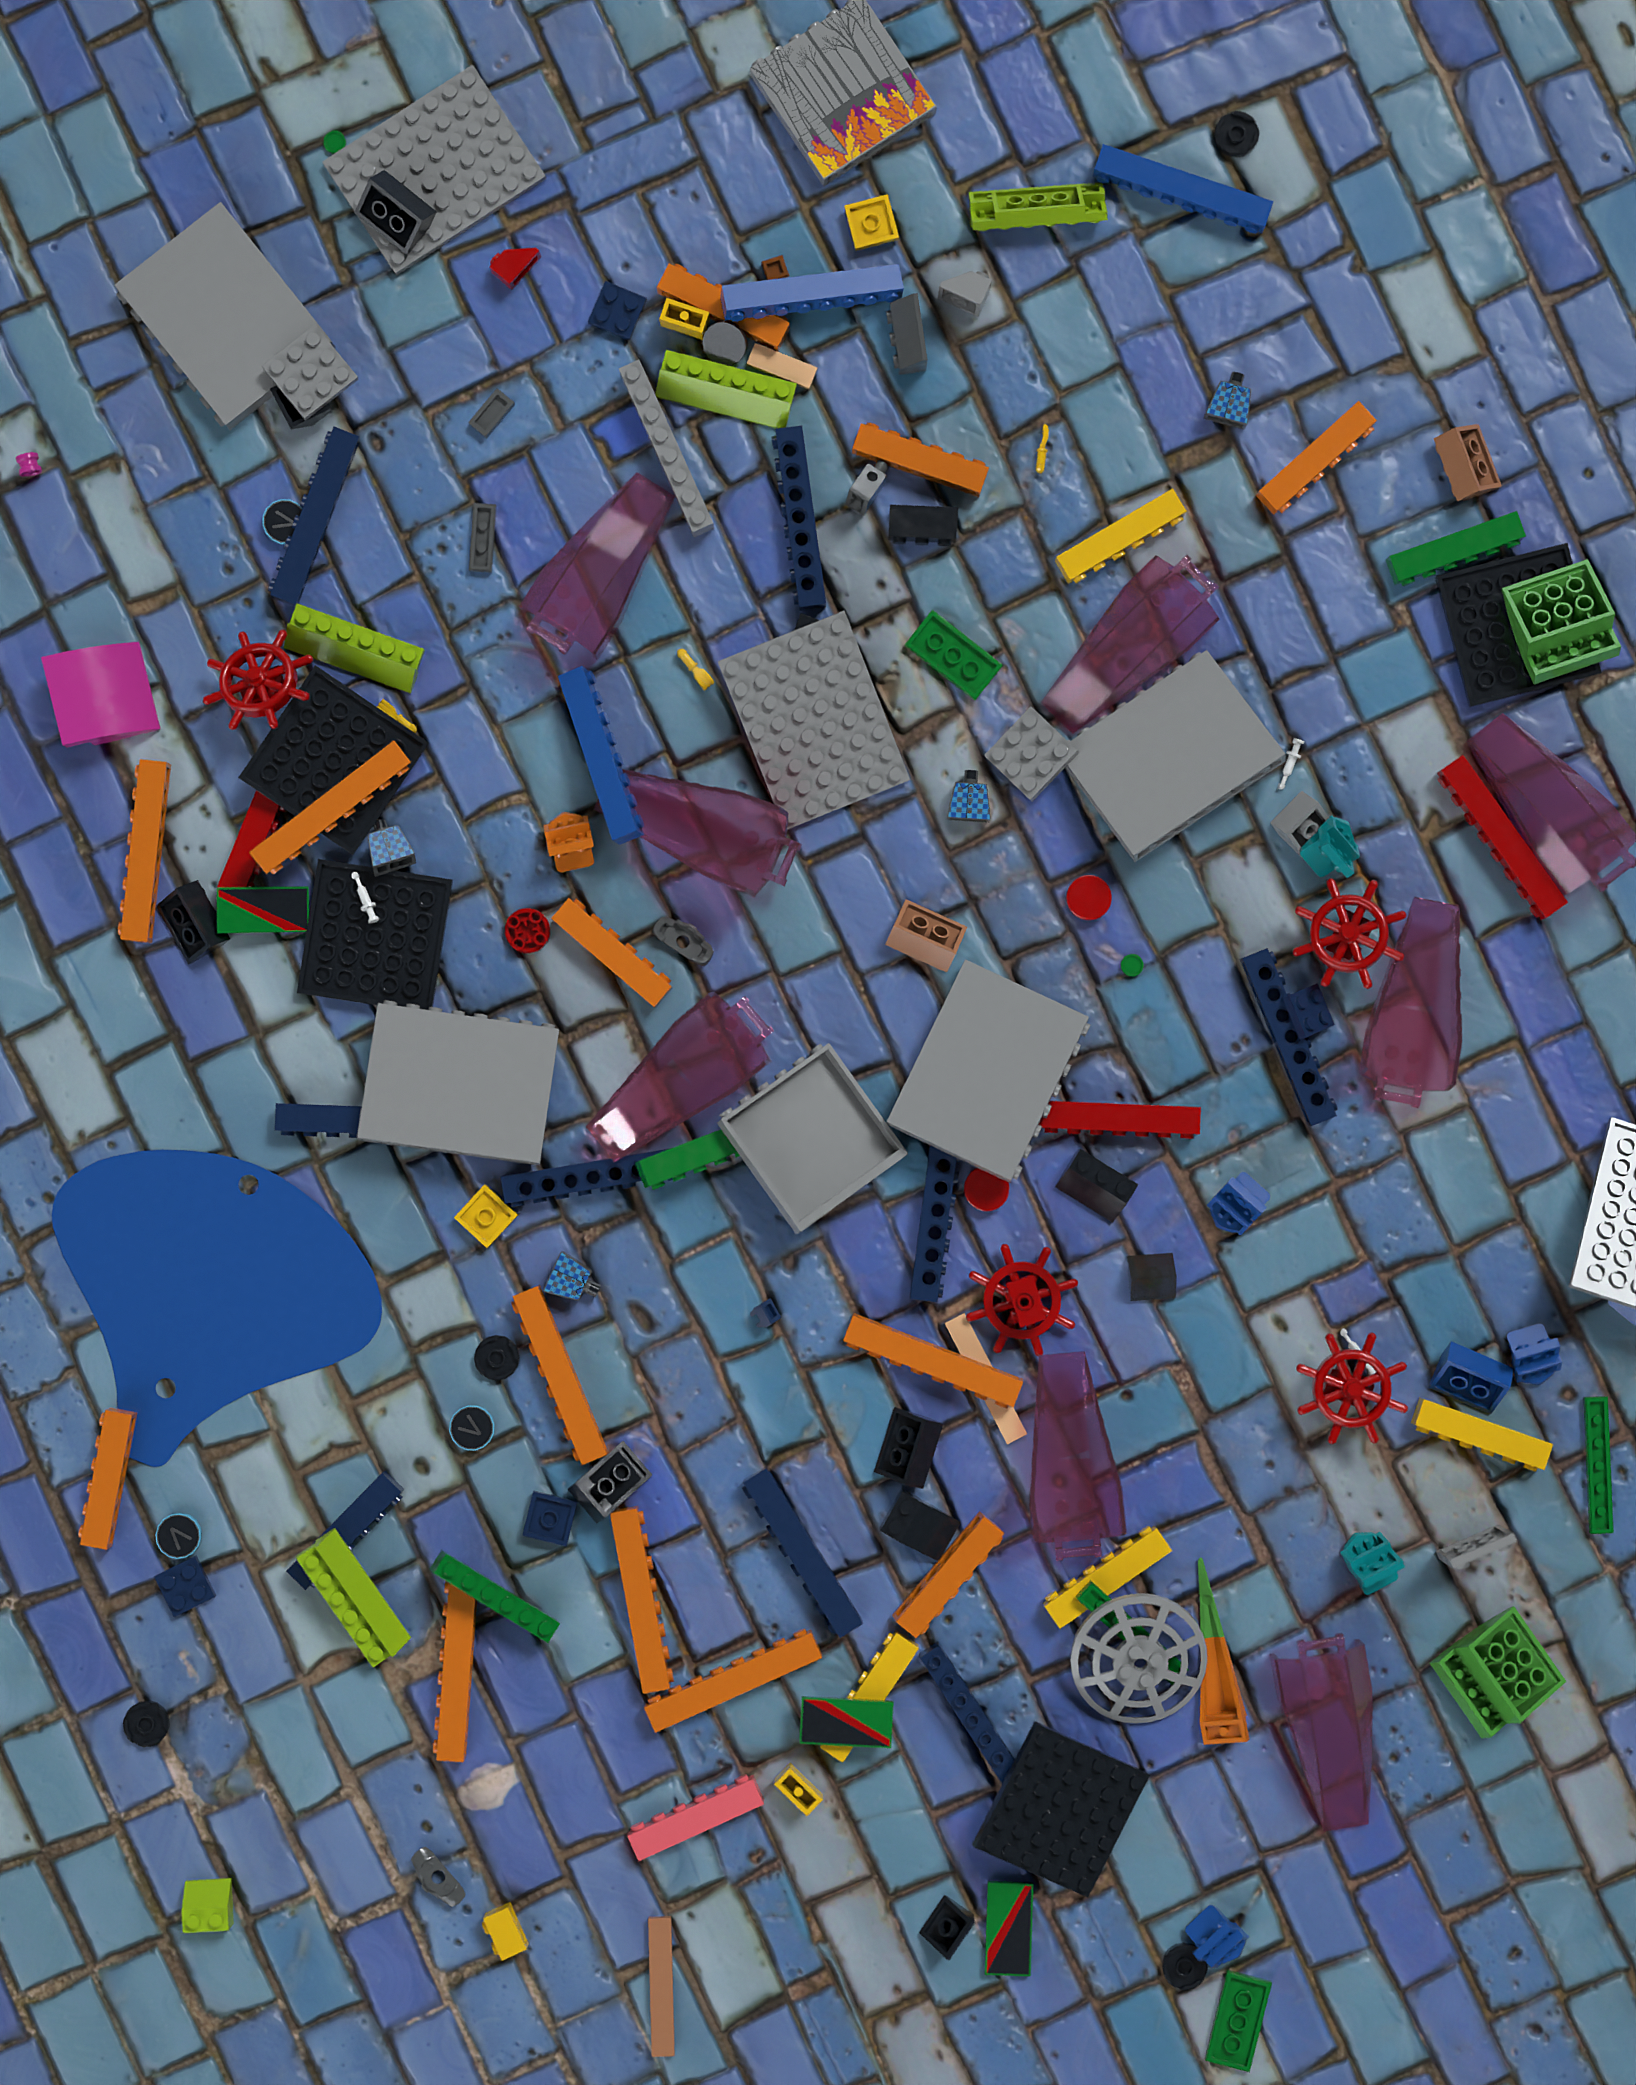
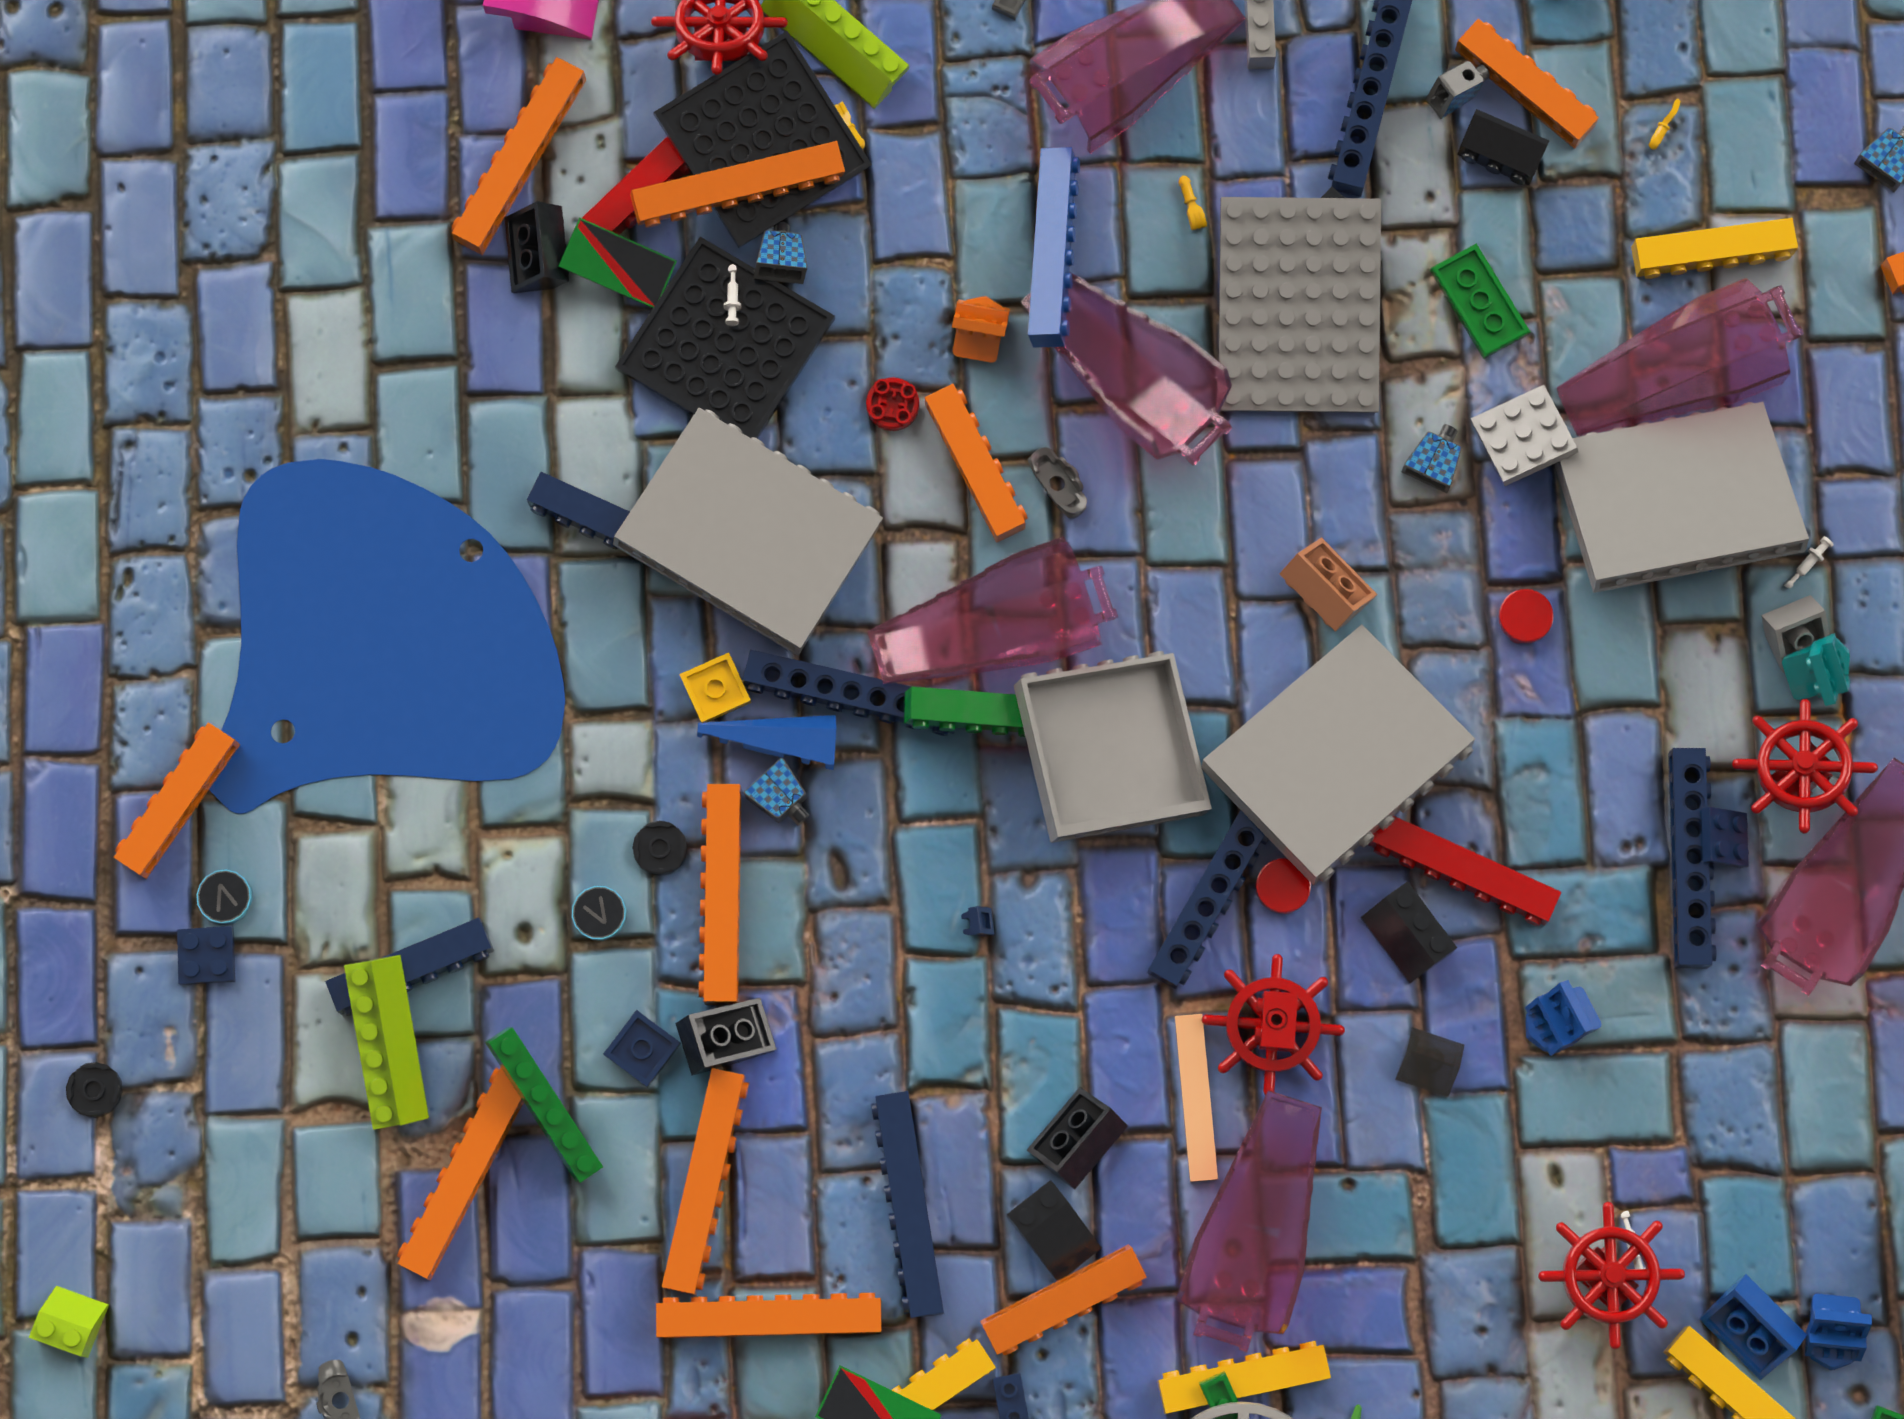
camera: 25 degrees right, 10 degrees down
(567, 1229) = (800, 737): none -> blue wedge
(933, 1360) = (1142, 1046): orange brick -> none
(1132, 965) = (1544, 710): green piece -> none

